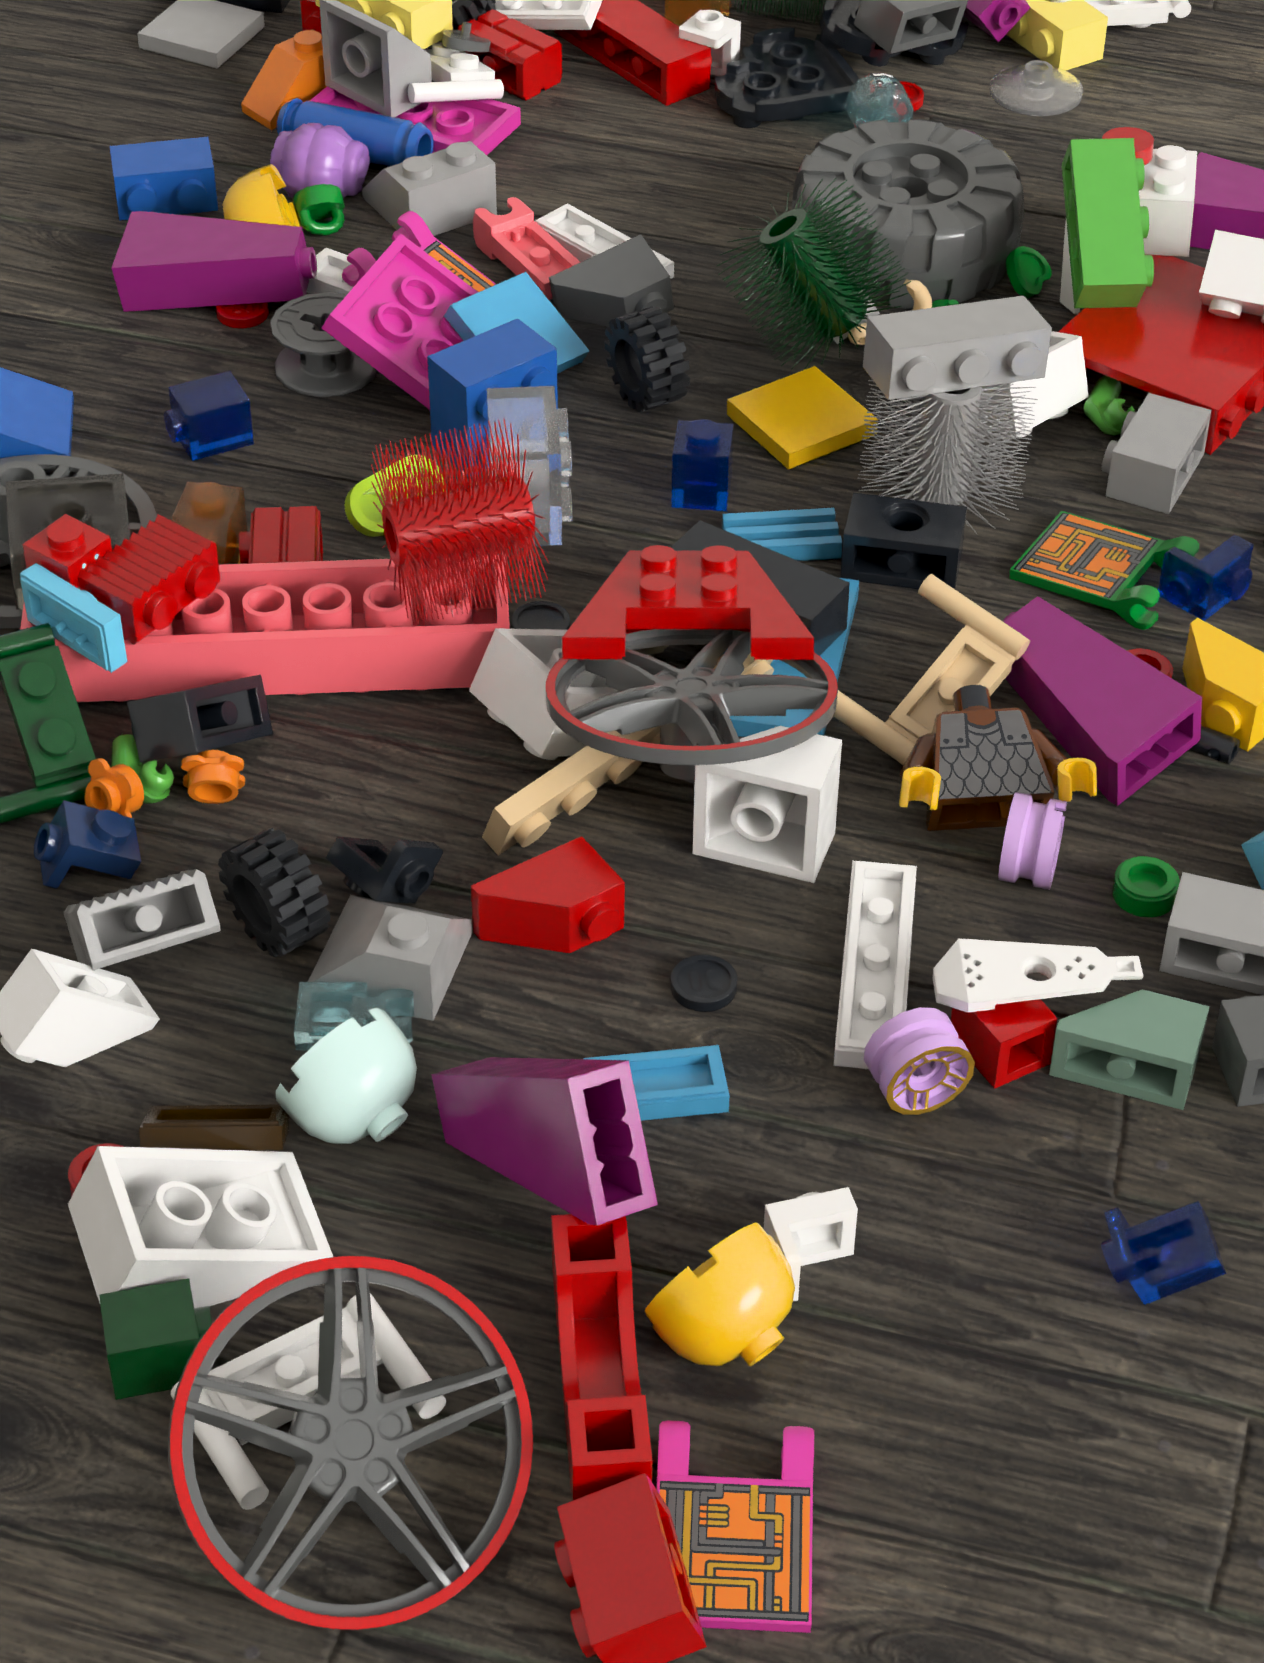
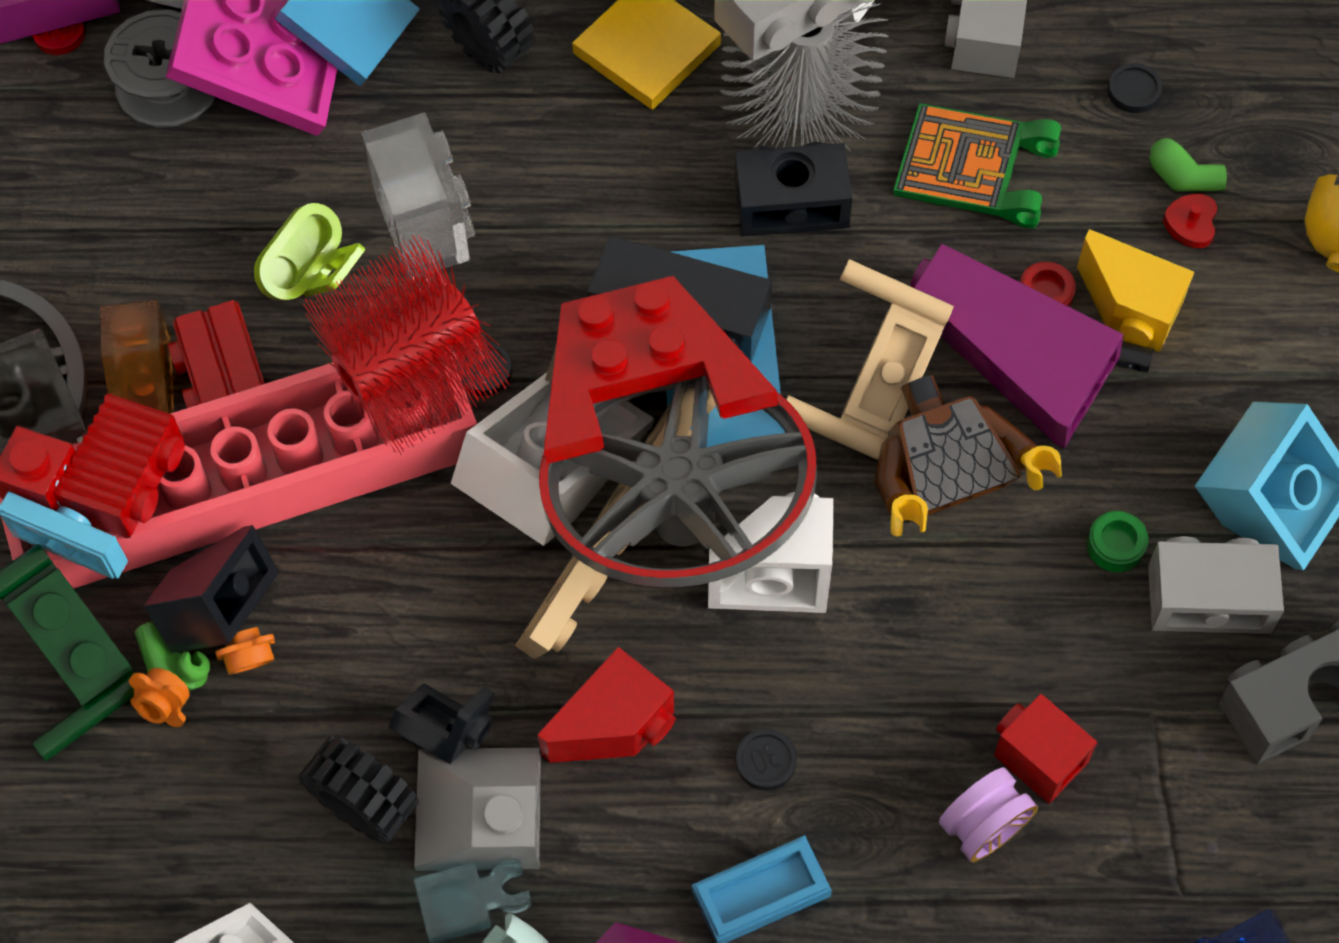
camera: 15 degrees left, 20 degrees up
(88, 840) = (156, 763): dark blue bracket -> none
(142, 919) = (245, 851): light grey brick -> none
(209, 416) = (81, 193): clear blue brick -> none
(494, 359) = (351, 94): blue brick -> none
(702, 465) = (578, 140): clear blue brick -> none
(794, 533) = (670, 194): dark azure tile -> none
(874, 955) = (910, 697): white tile -> none
(988, 972) = (1040, 710): white piece -> none
(1032, 840) = (1013, 531): lavender wheel -> none
(1133, 1046) = (1168, 737): sand green slope -> none
(1207, 583) = (1073, 175): clear blue bracket -> none

